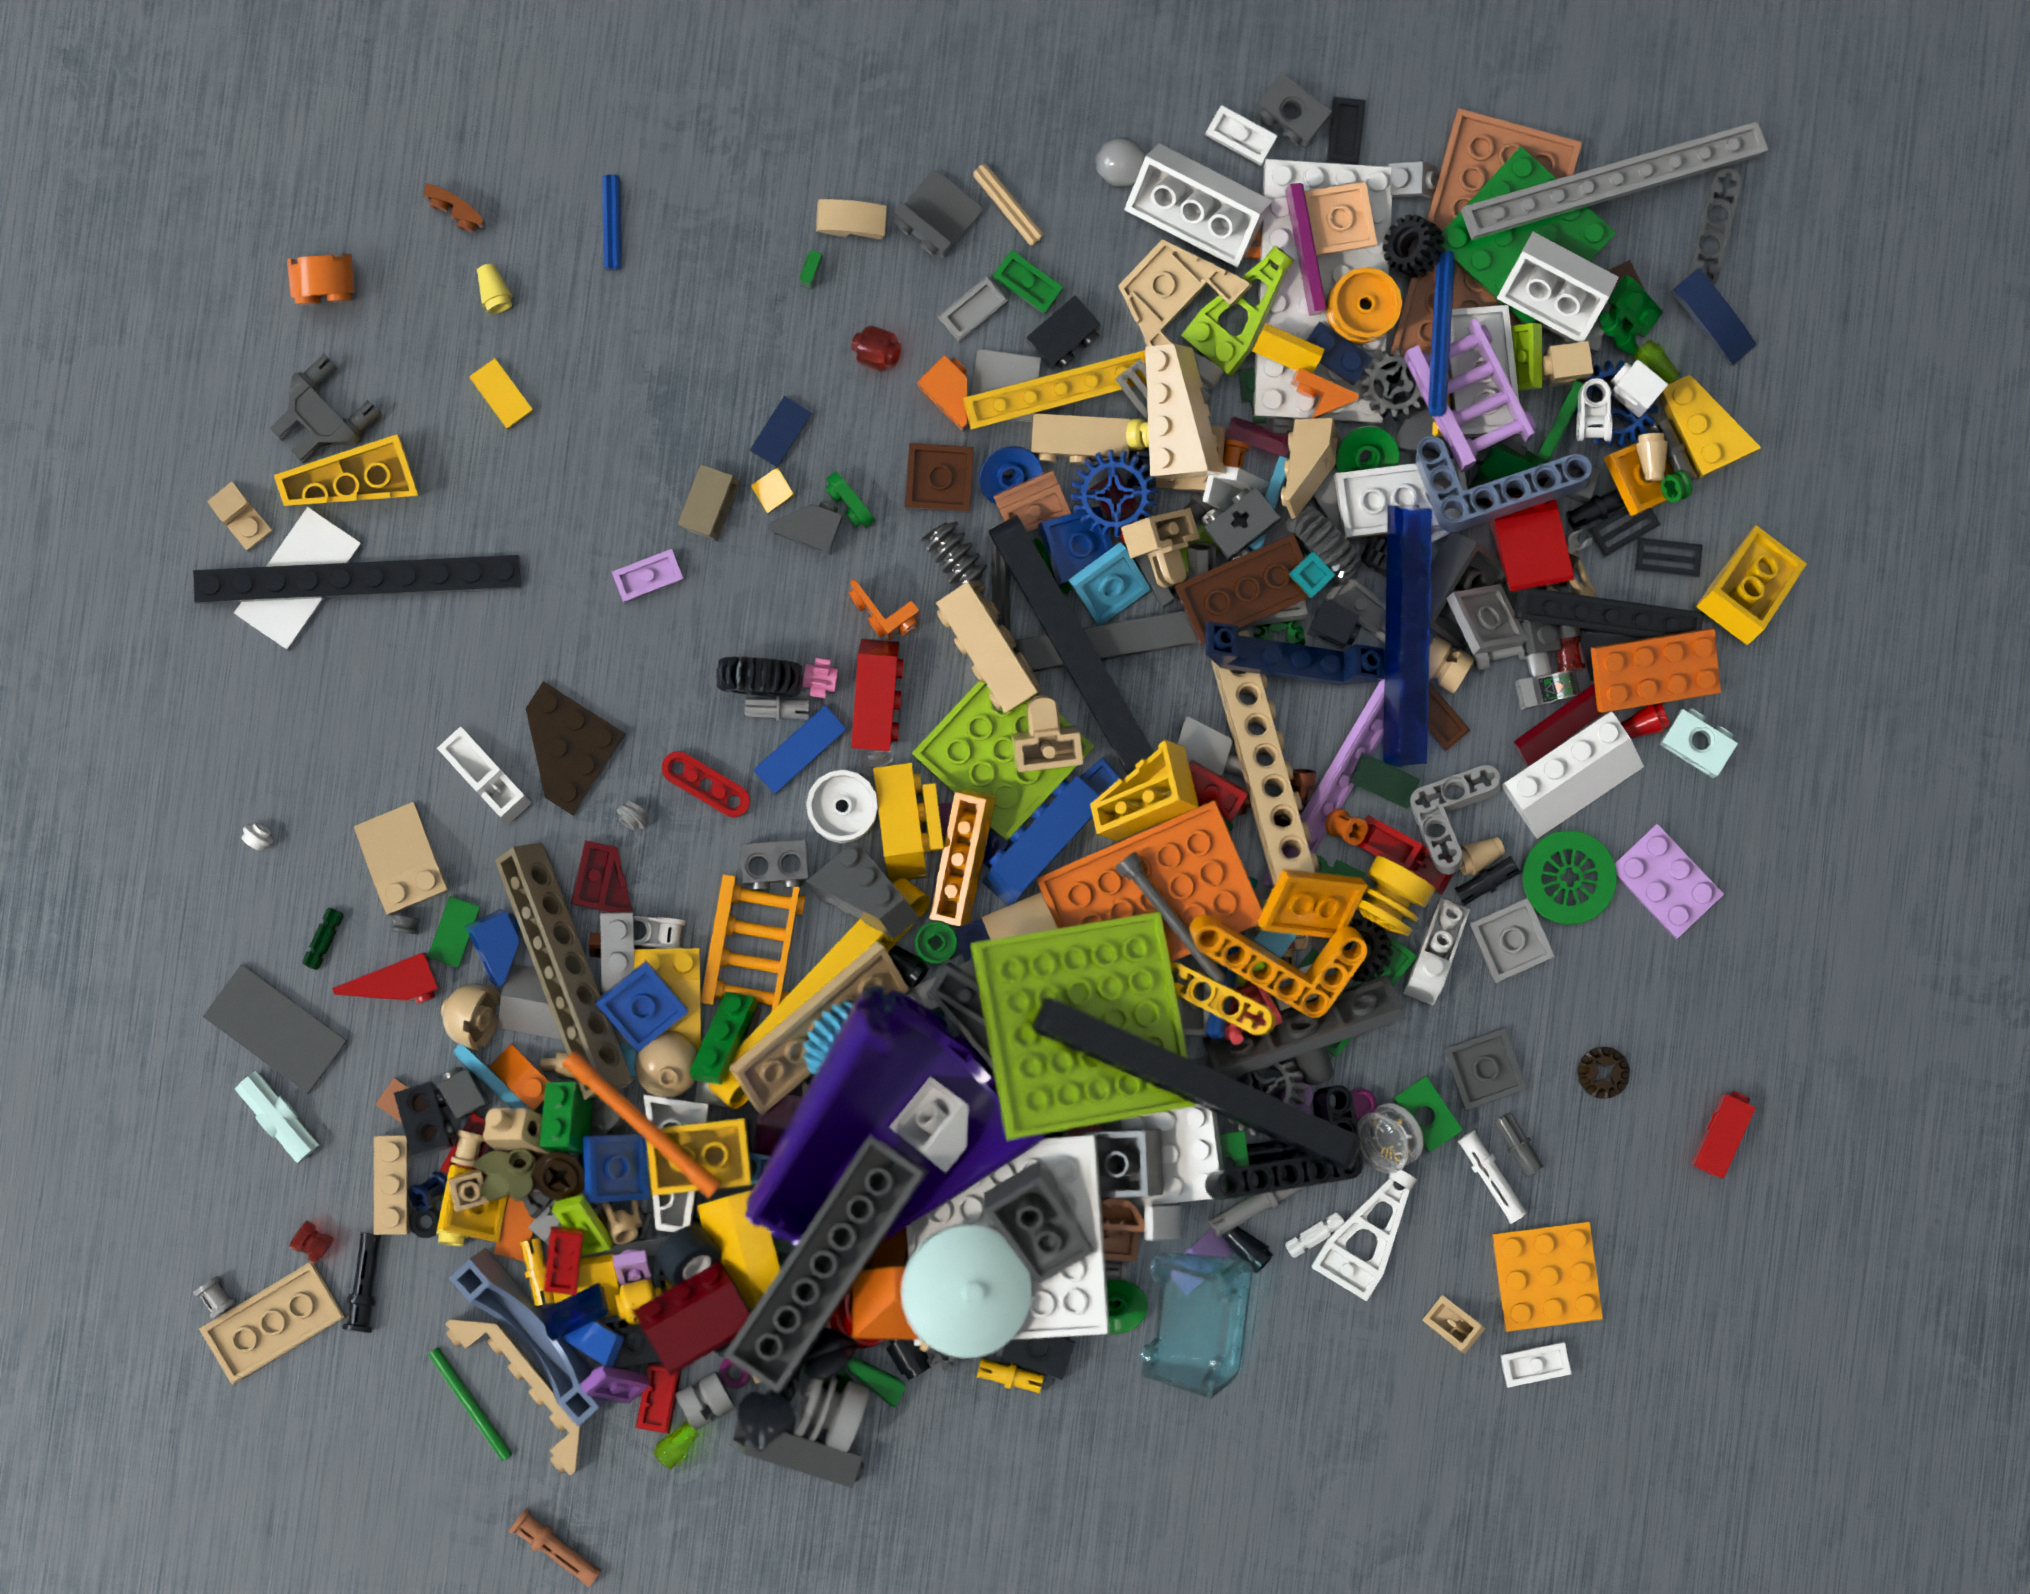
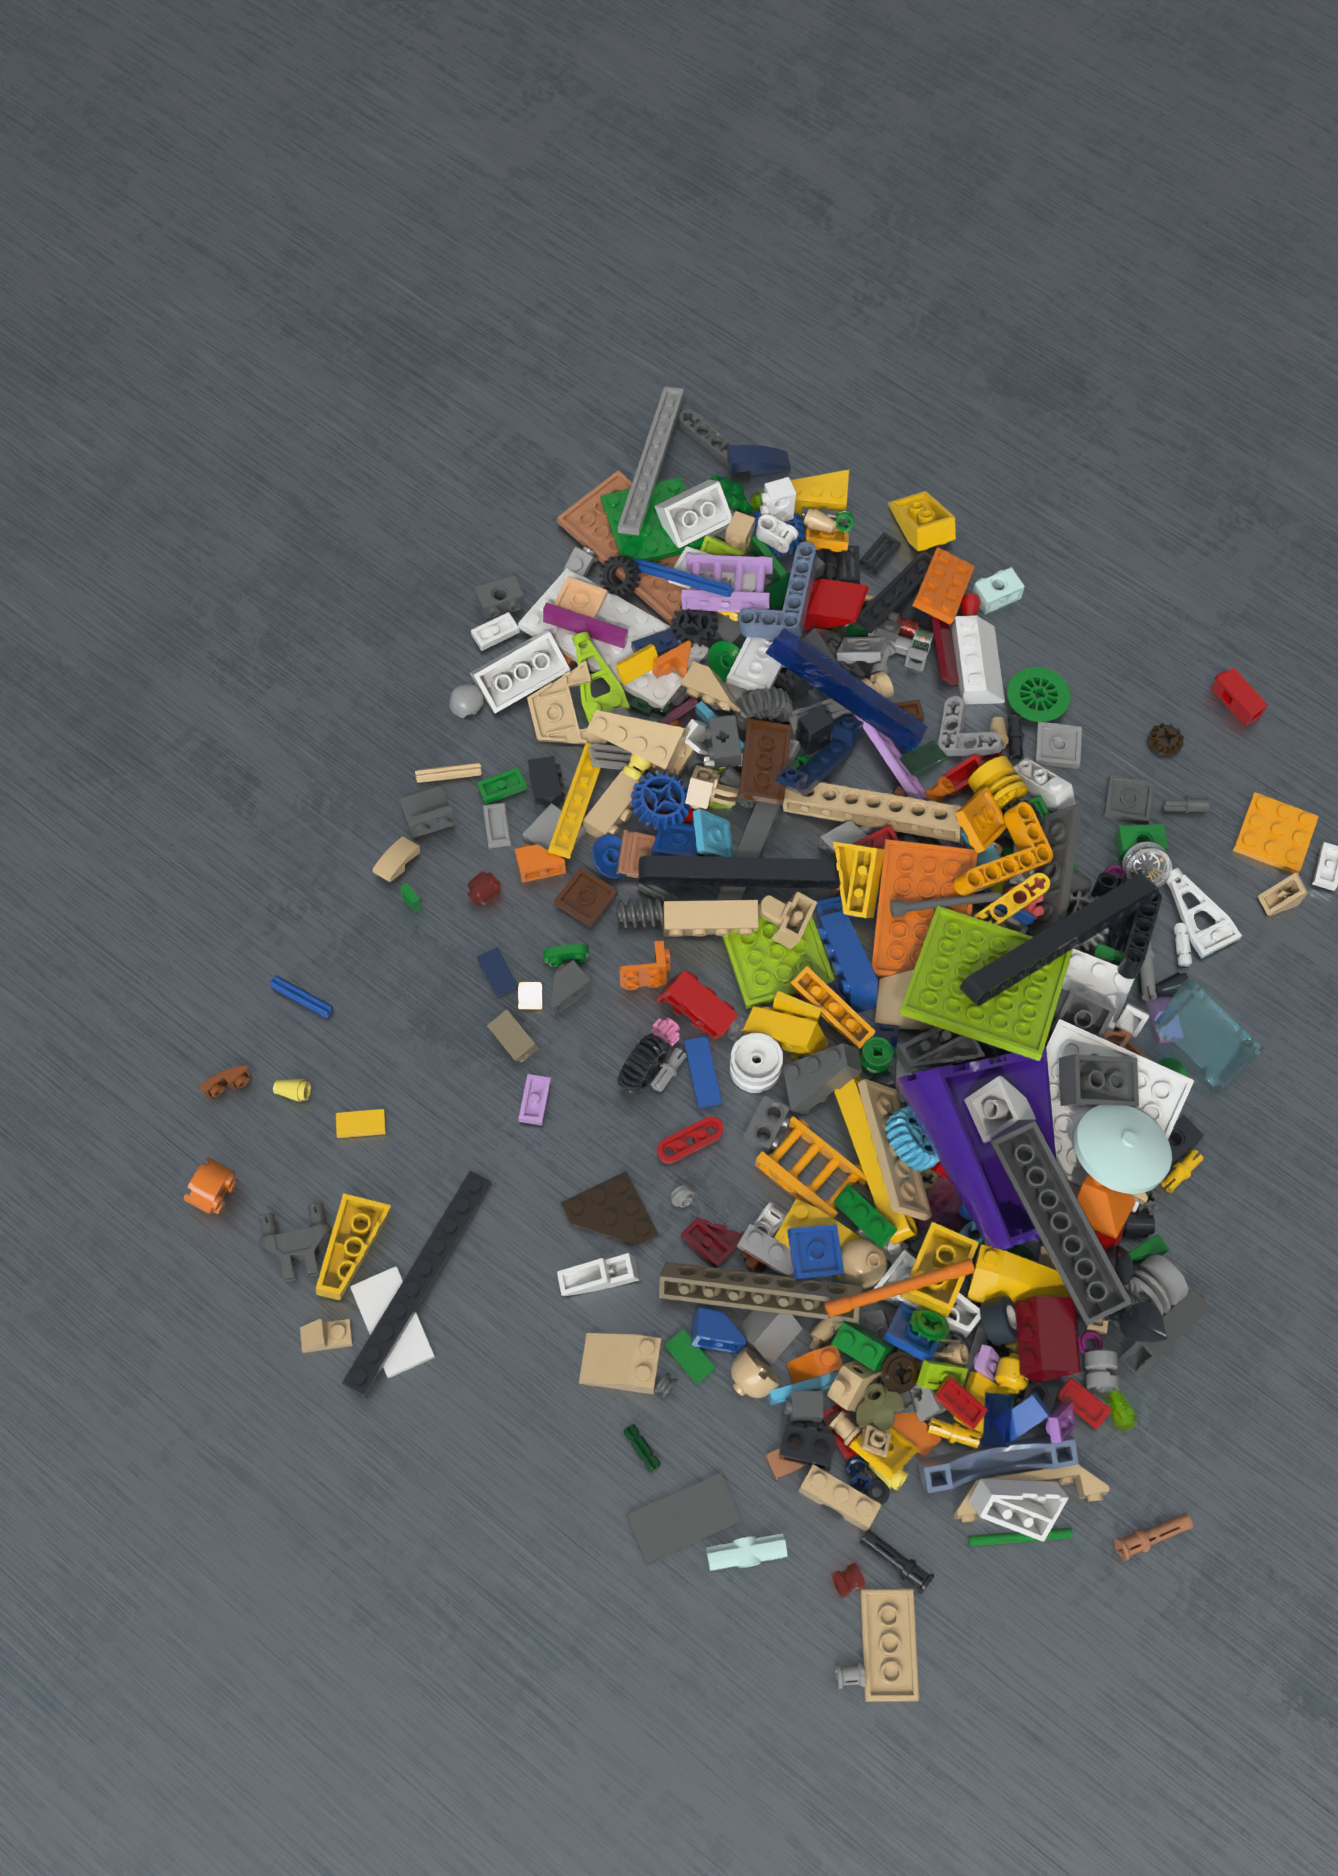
camera: 55 degrees left, 20 degrees down
(257, 836) = (546, 1450): white plate -> none
(401, 981) = (703, 1410): red slope -> none
(491, 1383) = (1020, 1504): none -> white wedge
(641, 1190) = (931, 1319): none -> green gear
(1163, 595) = (734, 814): dark grey plate -> none
(1311, 574) = (779, 719): teal plate -> none
(1346, 131) = (530, 581): black tile -> none
(1368, 287) = (638, 611): light orange wheel -> none
(1492, 1176) = (1224, 828): white pin -> none
(1666, 881) = (1069, 649): lavender plate -> none

